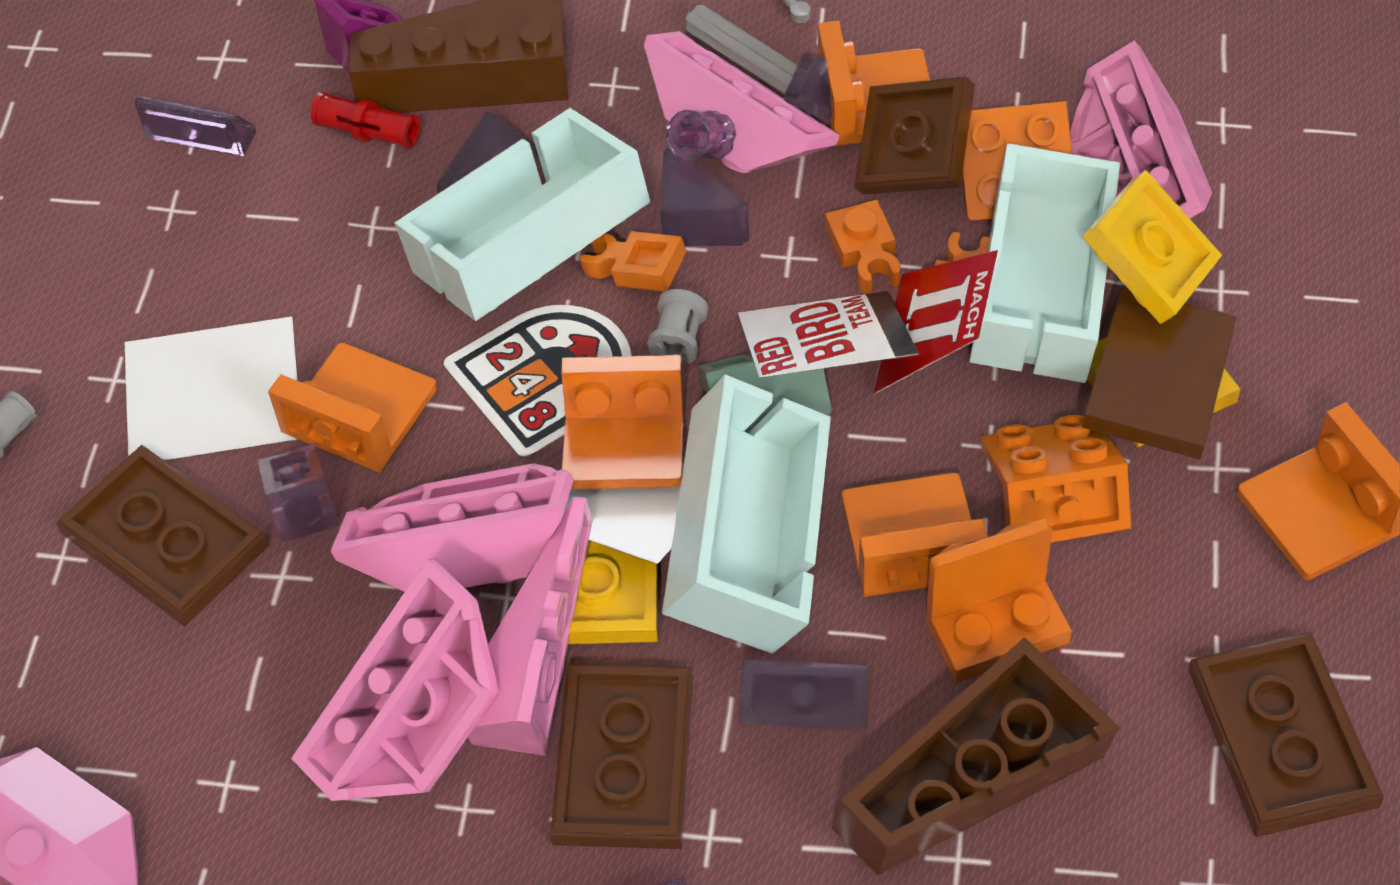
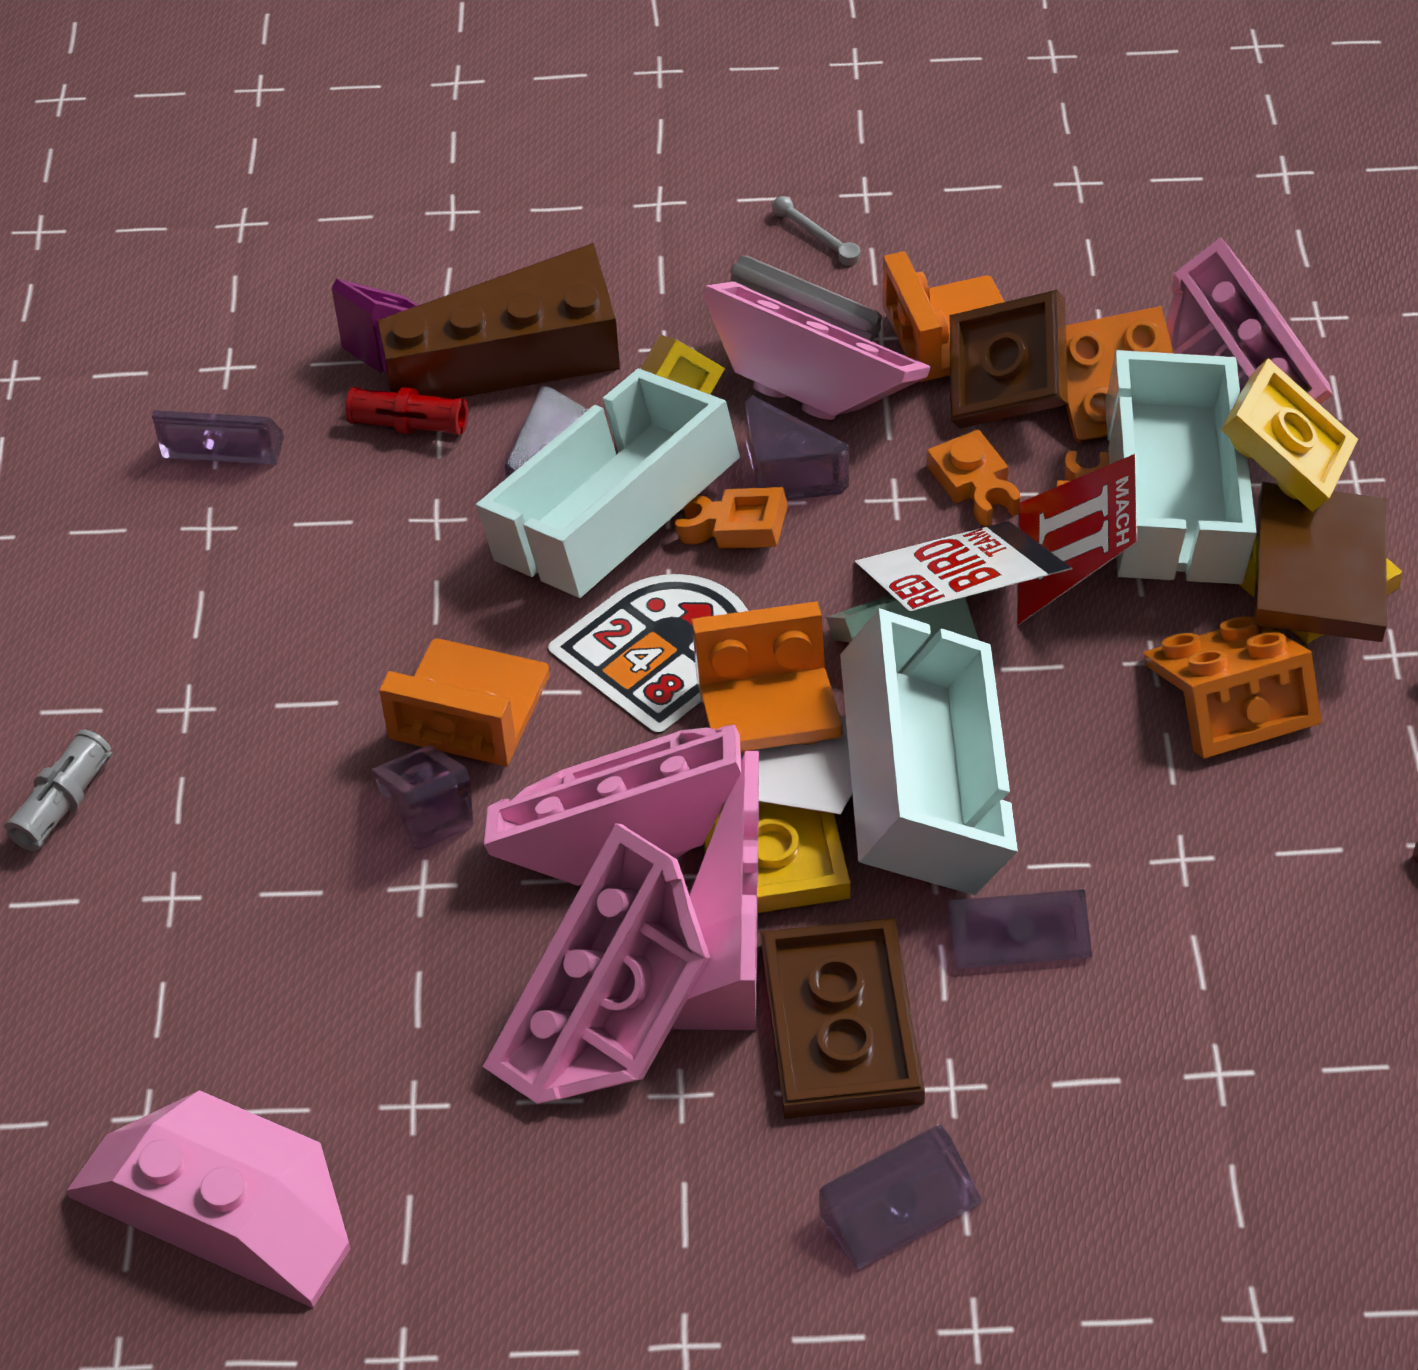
camera: 10 degrees left, 5 degrees down
(163, 534) = (281, 859): reddish brown tile -> none
(207, 388) = (294, 707): white sticker -> none
(617, 110) = (682, 365): none -> yellow panel
(677, 325) = (798, 573): light grey bush -> none
(700, 134) = (768, 376): clear purple bush -> none
(810, 87) = (886, 321): clear purple slope -> none
(903, 526) = (1100, 756): orange bracket -> none
(979, 755) = (1223, 963): reddish brown wedge -> none
(992, 597) = (1196, 810): orange bracket -> none

